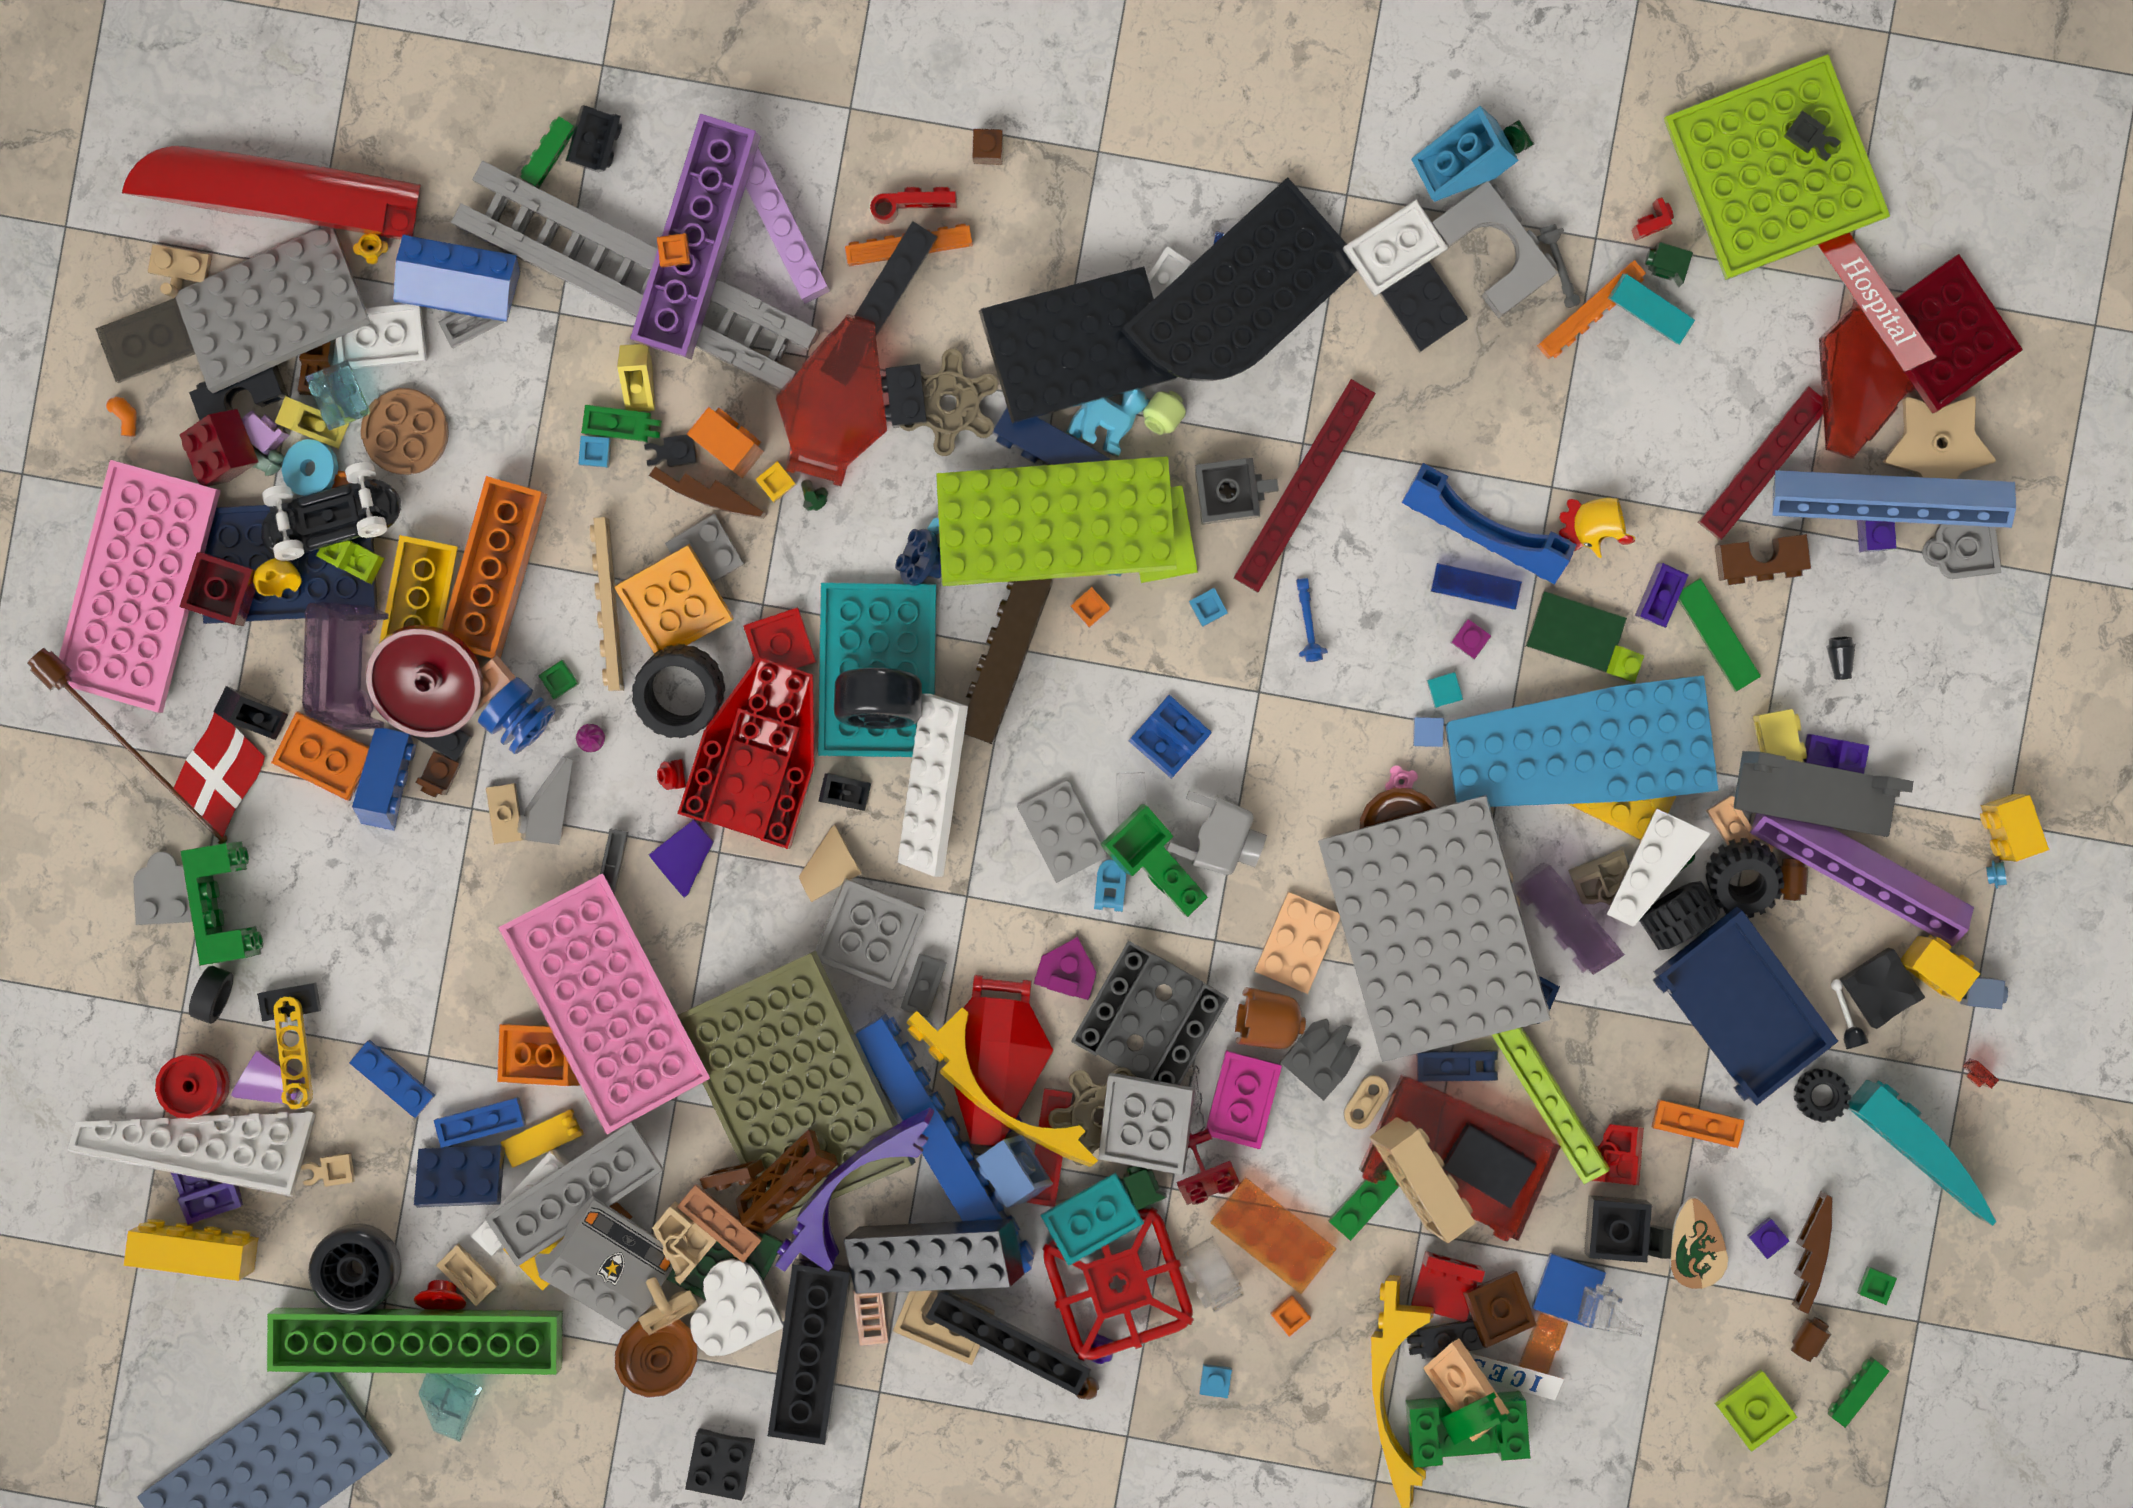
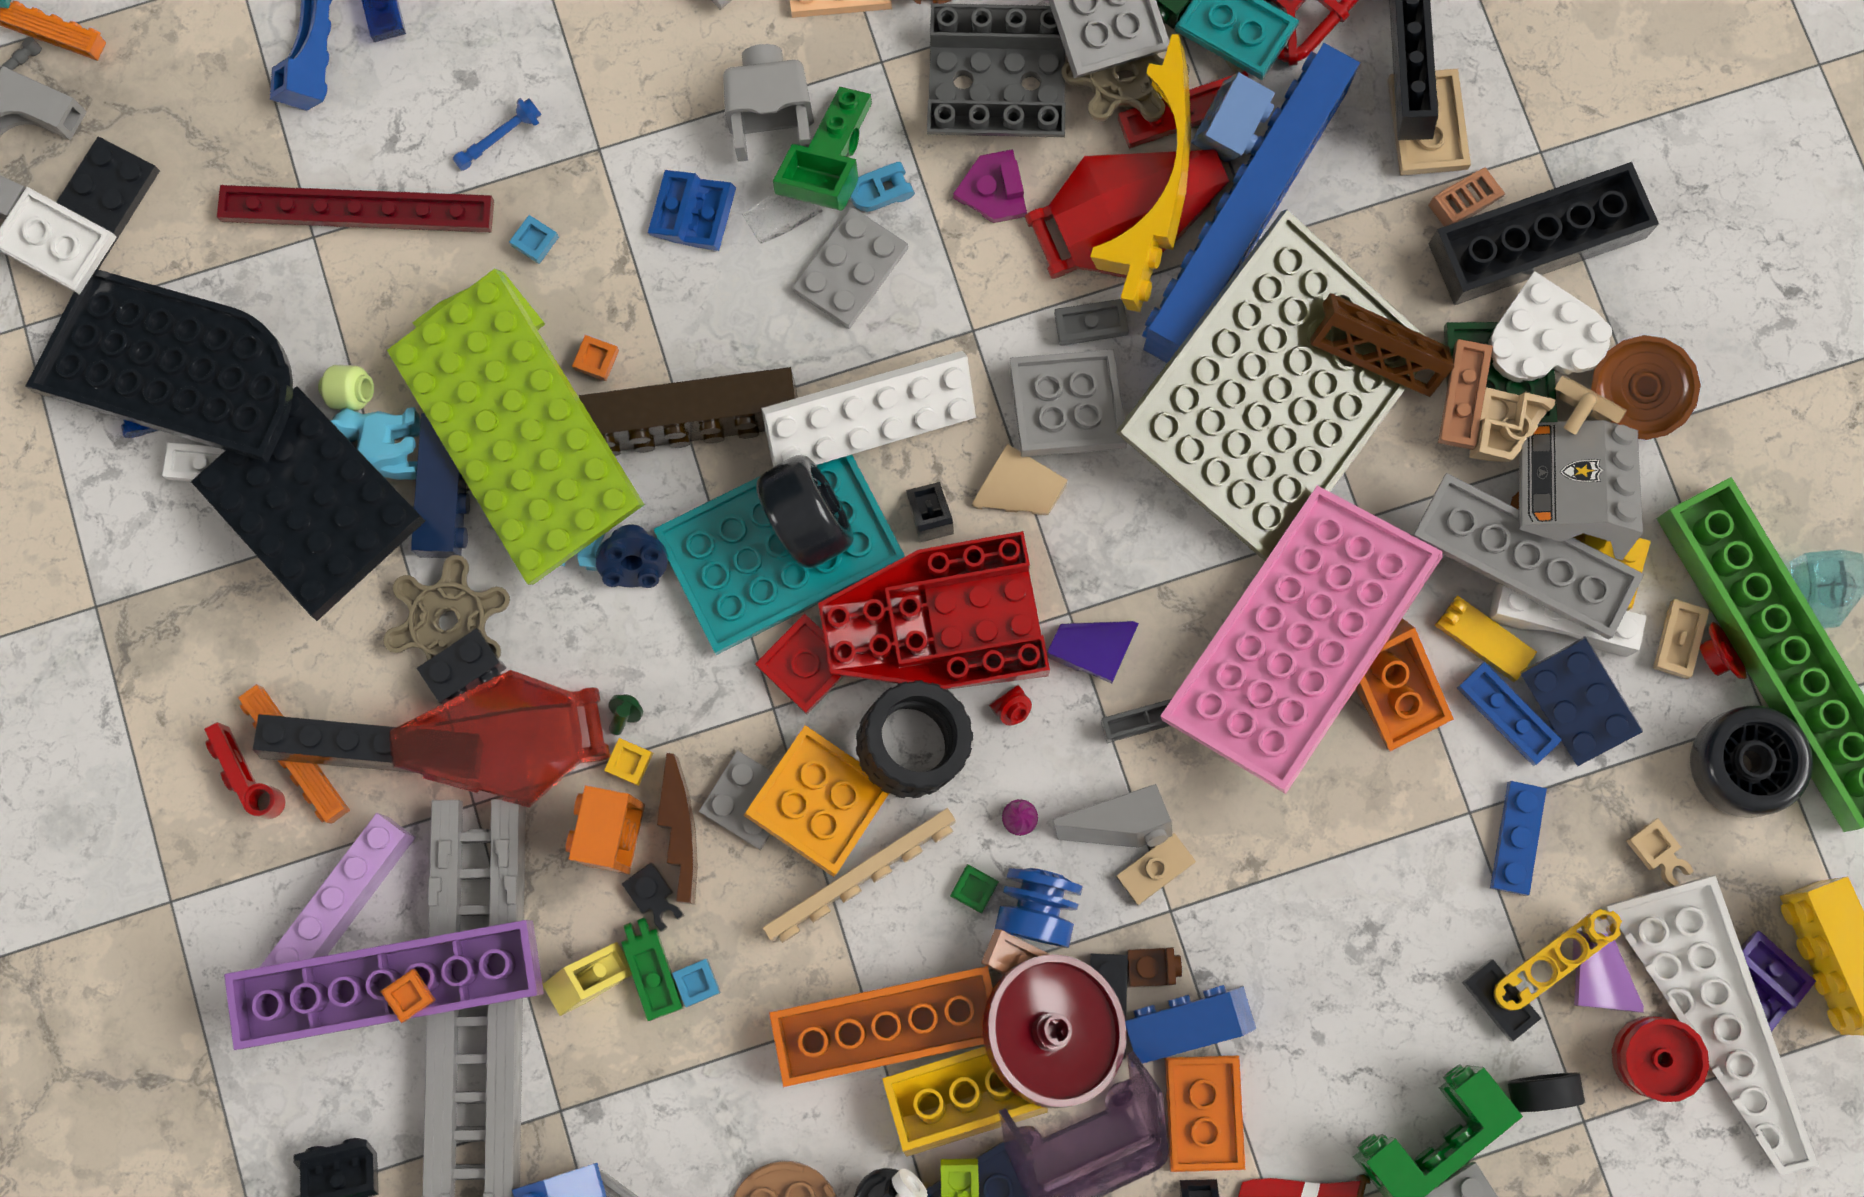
camera: 115 degrees left, 10 degrees down
(719, 1464) = (1716, 267): black brick -> none
(740, 1173) = (1406, 410): reddish brown plate -> none
(813, 1230) = (1420, 289): dark purple slope -> none
(934, 1256) = (1369, 146): brick -> none
(988, 146) = (140, 722): reddish brown brick -> none
(1239, 476) = (383, 263): dark grey hinge -> none

